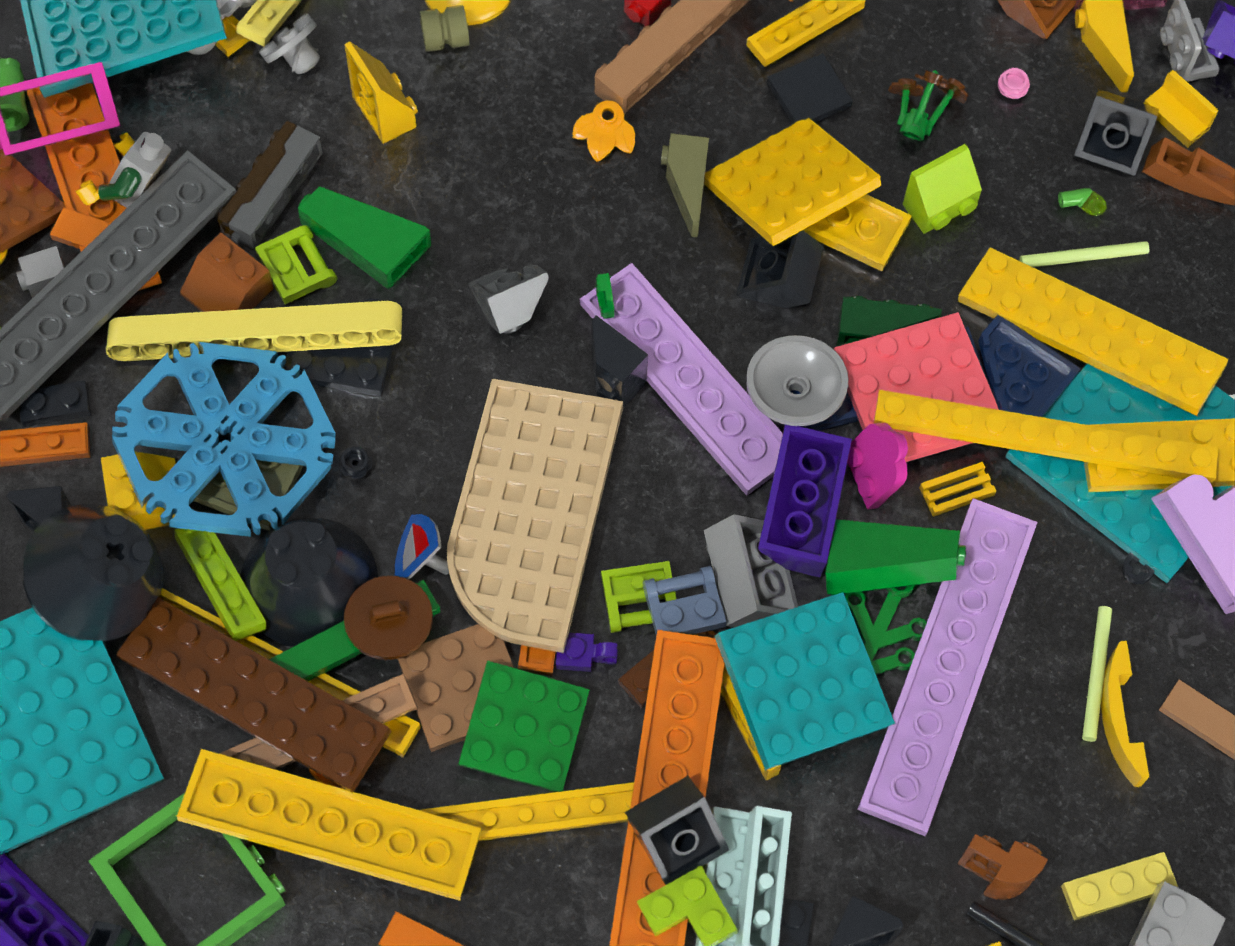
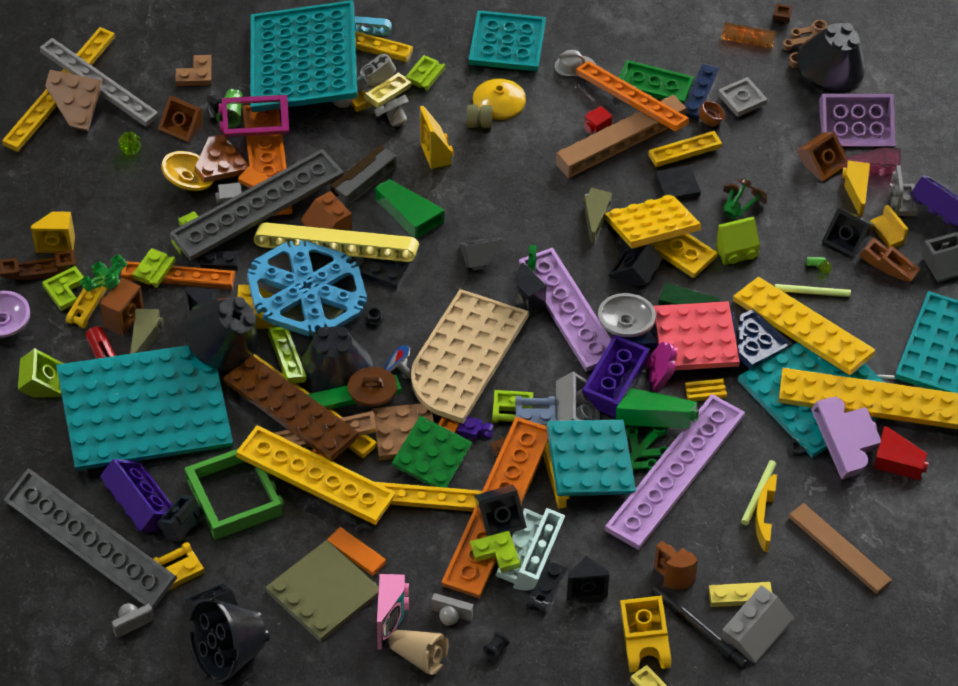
camera: 15 degrees right, 15 degrees down
(137, 171) = (293, 151): torso -> none
(286, 269) = (361, 218): lime plate -> none
(605, 134) = (556, 184): light orange plate -> none
(1013, 83) = (796, 198): bright pink plate -> none
(1046, 436) = (759, 366): yellow plate -> none

